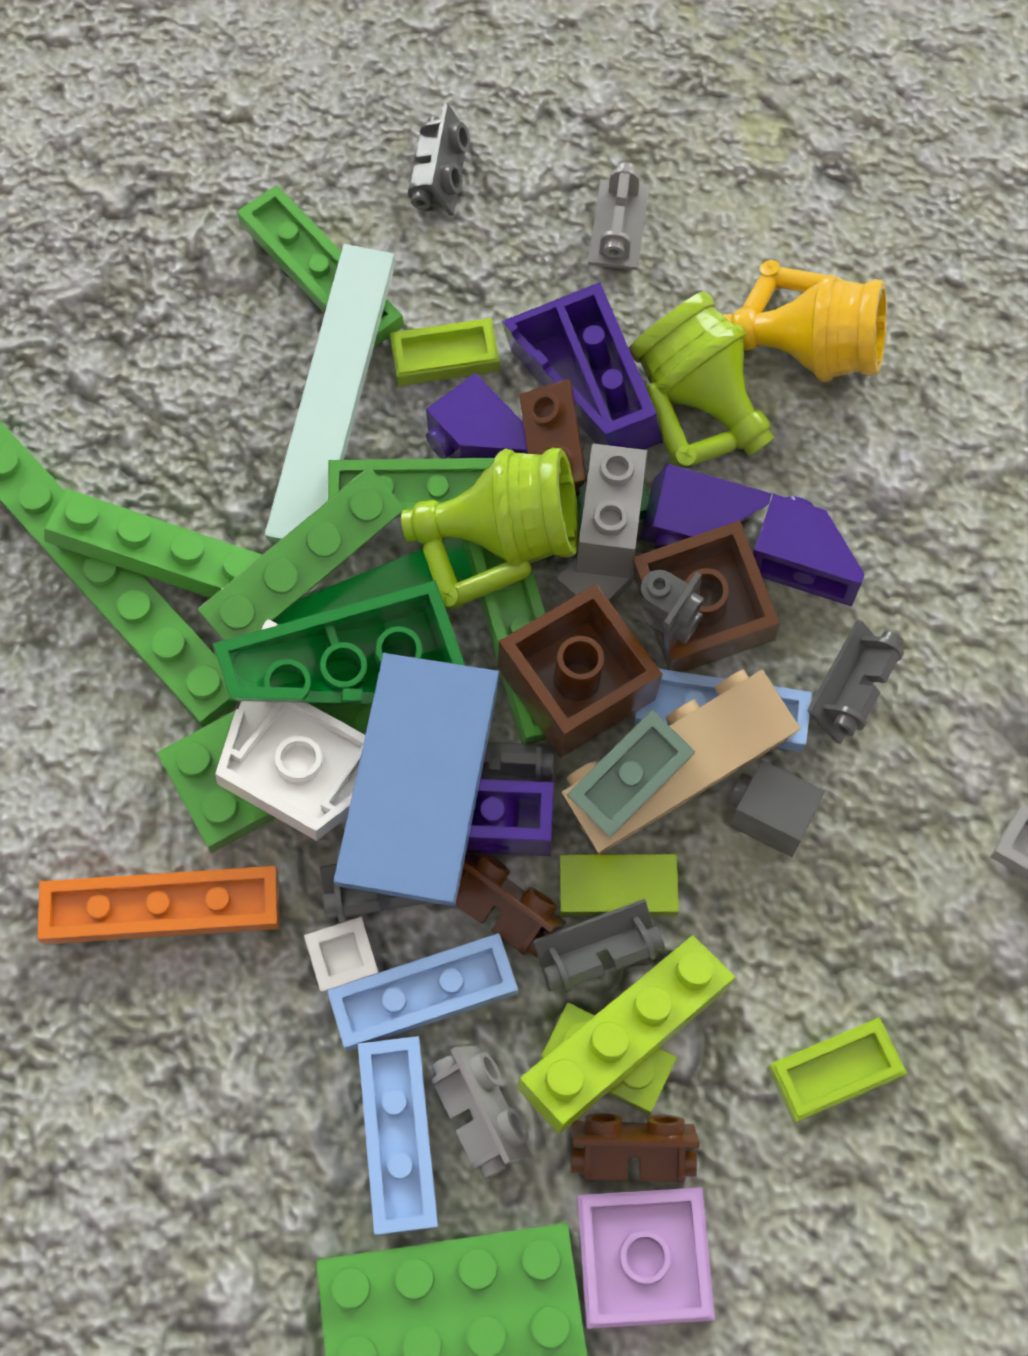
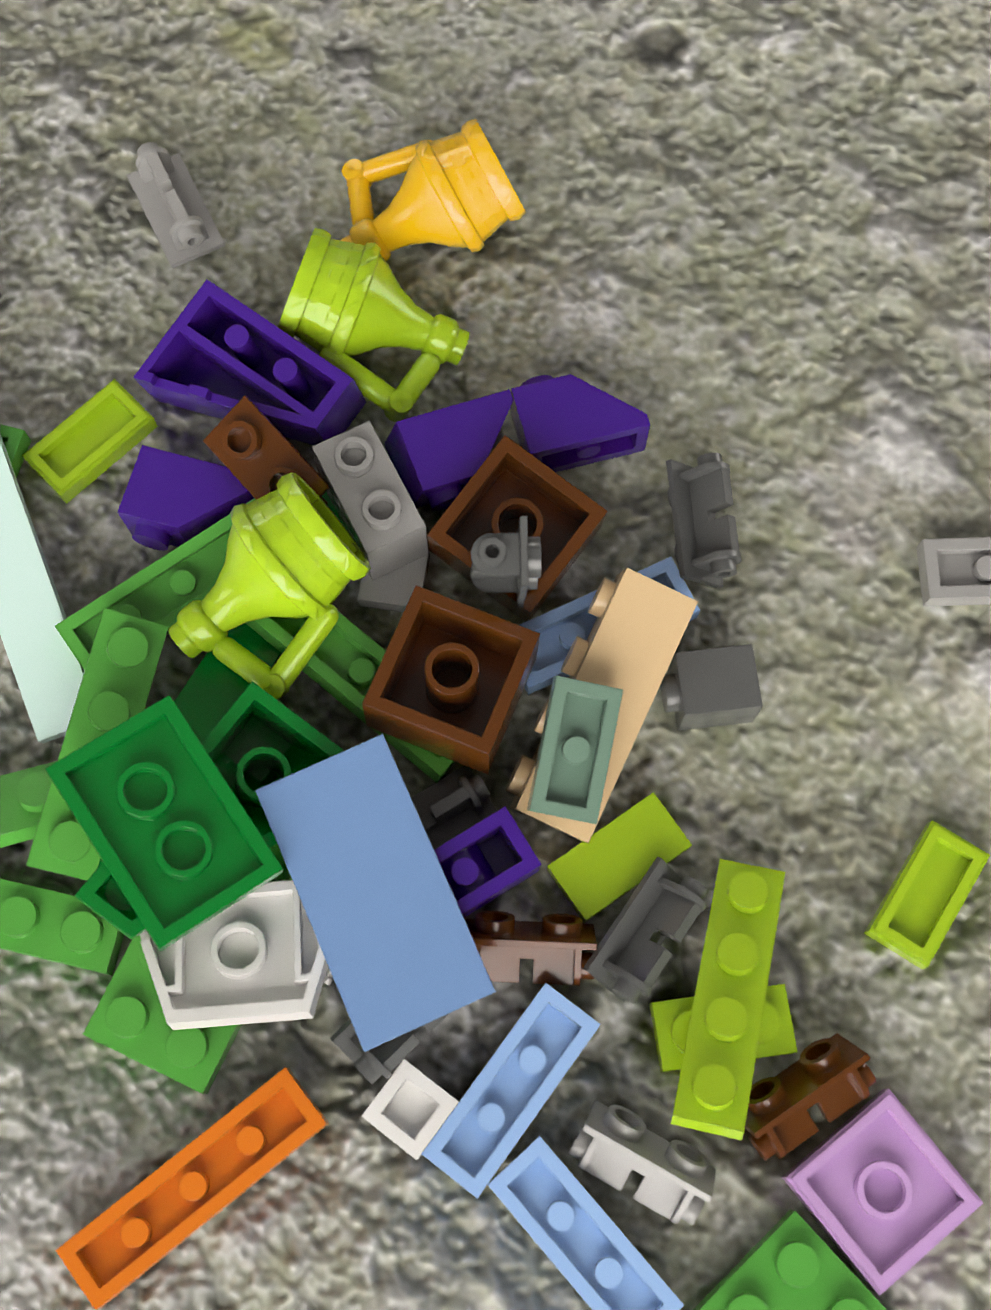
camera: 35 degrees left, 5 degrees up
(306, 633) = (164, 822): none -> green plate

